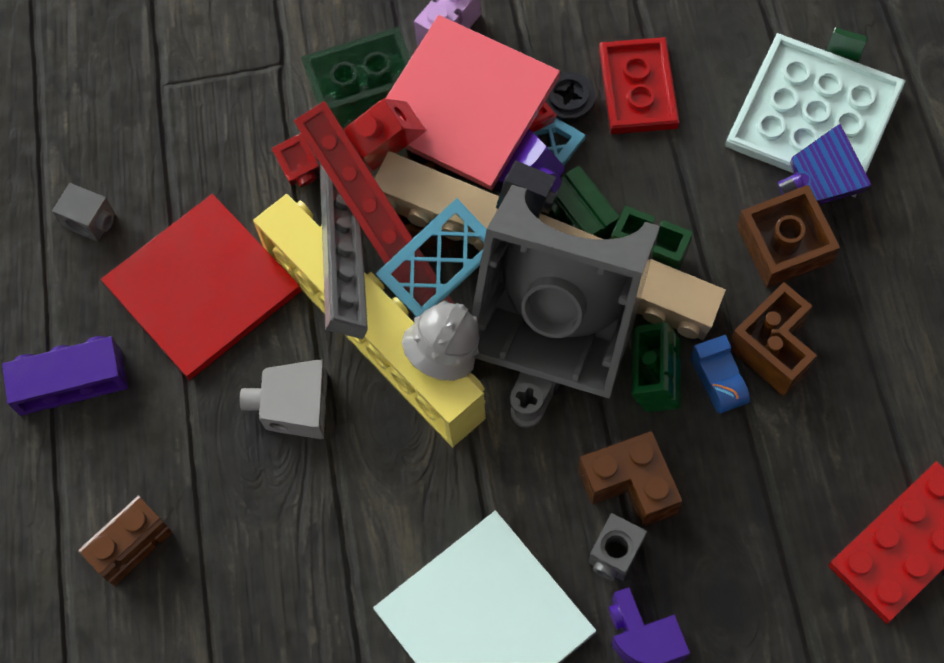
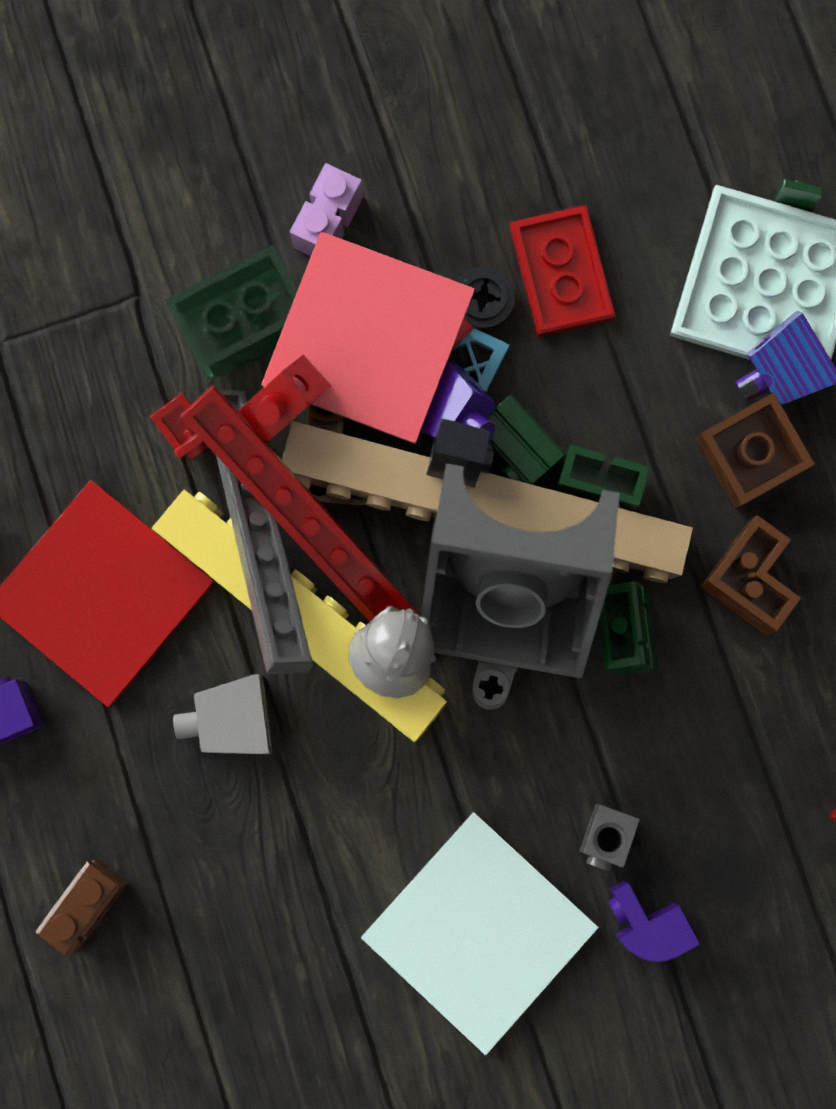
camera: 10 degrees left, 15 degrees up
(407, 253) = (361, 513): medium azure window -> none
(633, 468) = (617, 746): reddish brown brick -> none
(720, 374) = (696, 624): blue leg -> none

